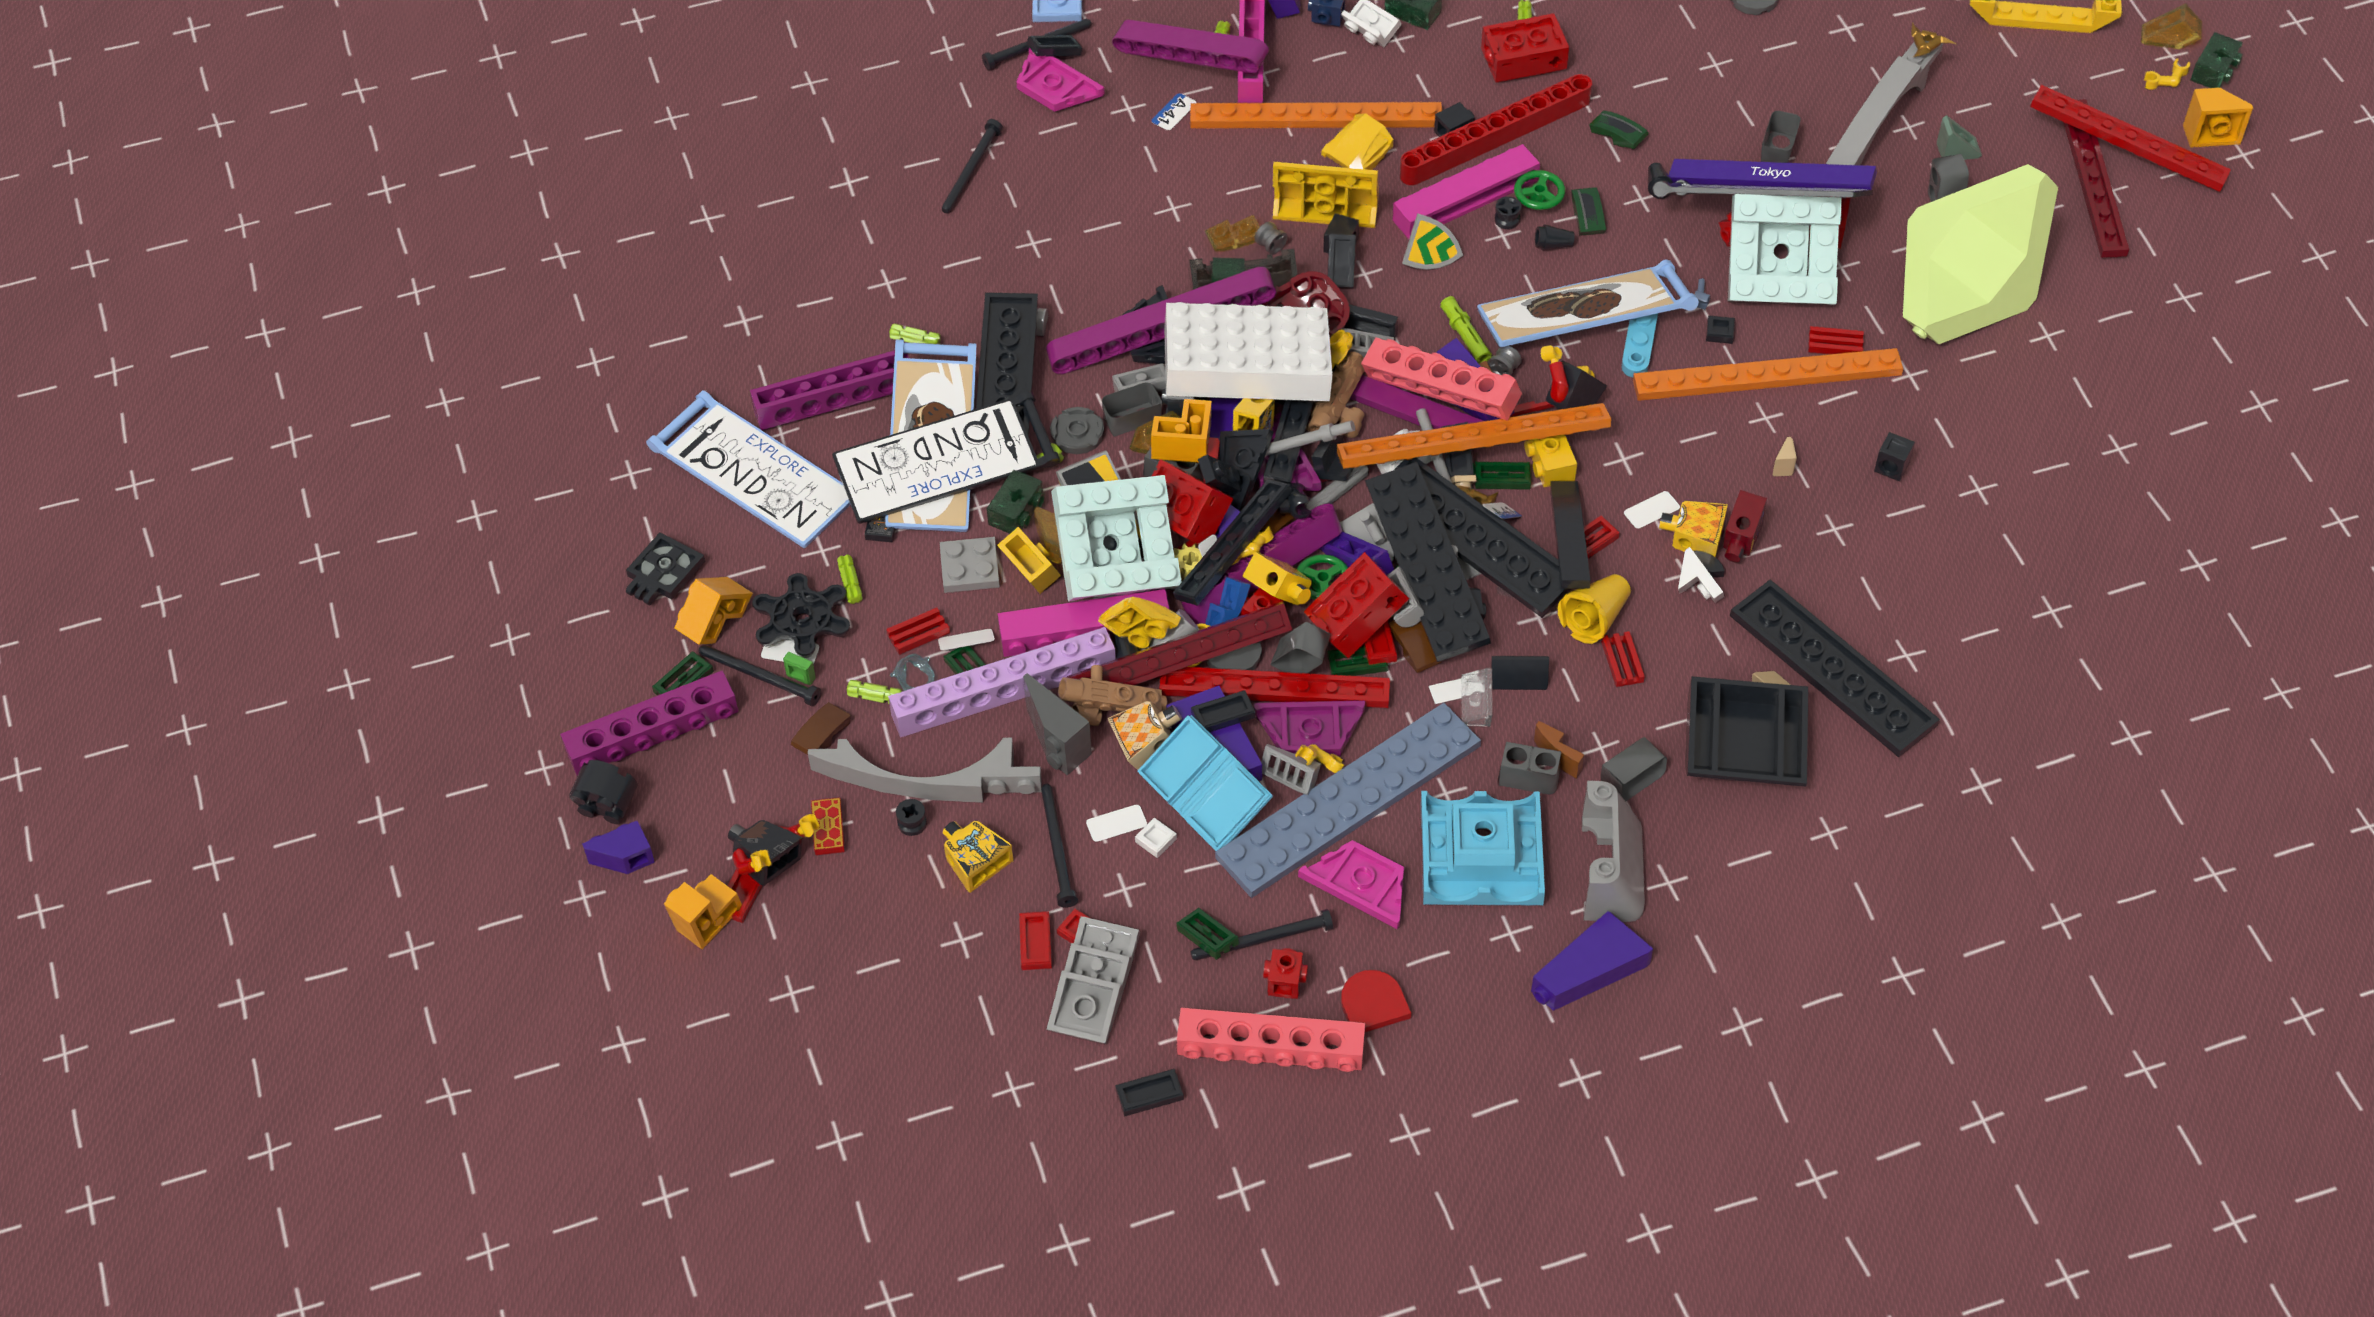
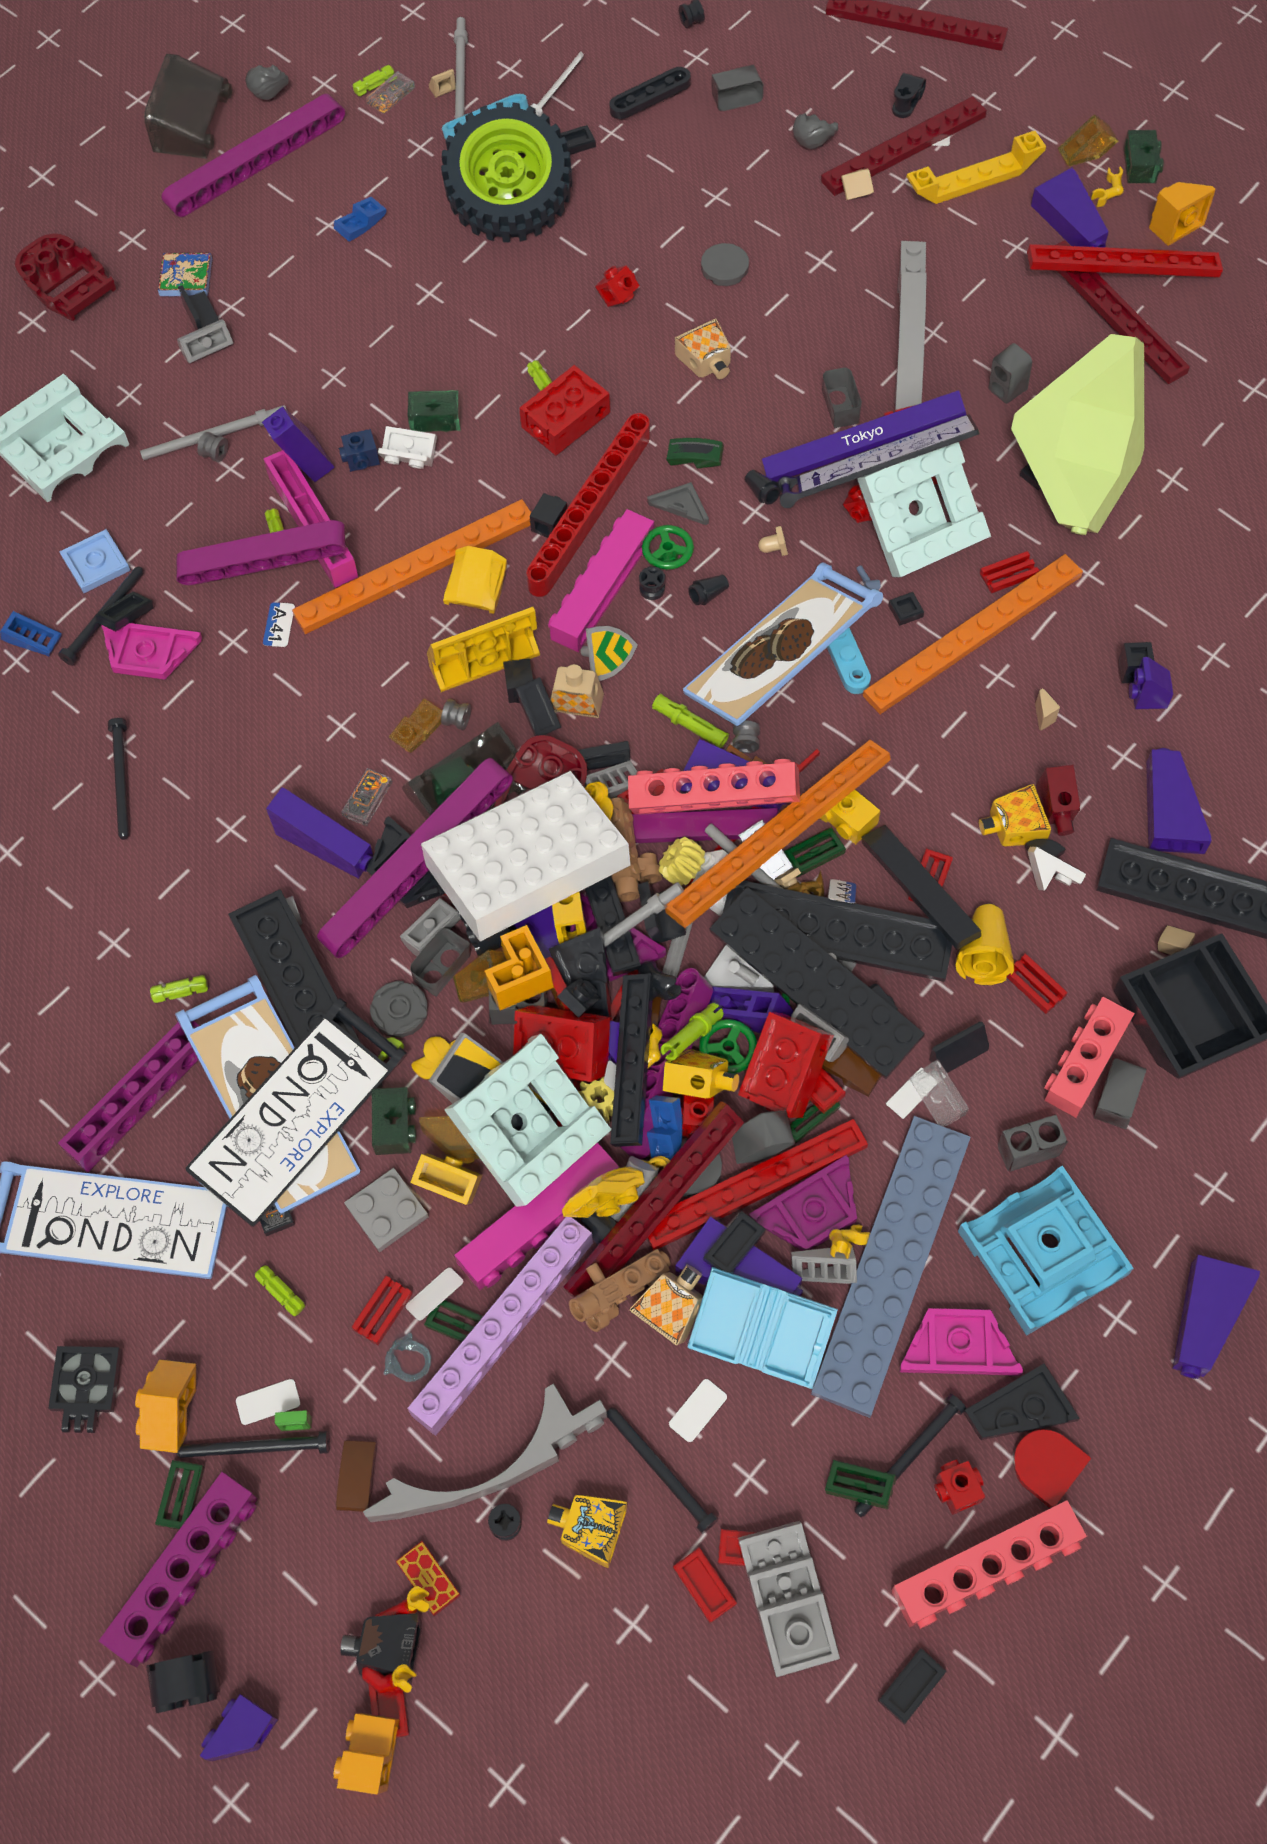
camera: 30 degrees left, 10 degrees up
(794, 602) = (247, 1342): black plate -> none
(870, 691) = (382, 1402): lime axle -> none
(965, 17) = (18, 639): none -> blue slope
(1059, 727) = (590, 1349): dark grey slope -> none
(1096, 270) = (318, 833): none -> dark purple slope
(1155, 837) = (745, 1406): white tile -> none
(1157, 267) = (366, 797): none -> tile
(1297, 546) = (698, 1025): none -> lime pin
(1380, 423) = (682, 861): none -> light yellow gear
(1380, 948) = (1022, 1406): none -> black wing
(1382, 263) = (577, 692): none -> tan torso
(1552, 739) = (1035, 1107): dark orange slope -> none
(1570, 384) = (830, 735): torso -> none
(1578, 162) = (681, 502): none -> dark grey tile
(1588, 211) = (721, 546): dark green slope -> none
(1618, 881) = (1142, 1157): light grey windscreen -> none
(1639, 228) = (774, 542): none -> tan piece
(1651, 509) = (961, 818): white sticker -> none
(1667, 719) = (1113, 1021): none -> coral brick
(1684, 52) = (705, 350): none -> tan torso
(1843, 583) = (1173, 807): none -> dark purple slope
(1895, 480) = (1151, 686): none -> dark purple slope
(1920, 38) = (916, 253): pearl gold piece -> none
(1956, 140) = (985, 331): sand green slope -> none
(2110, 76) = (1070, 210): none -> dark purple slope

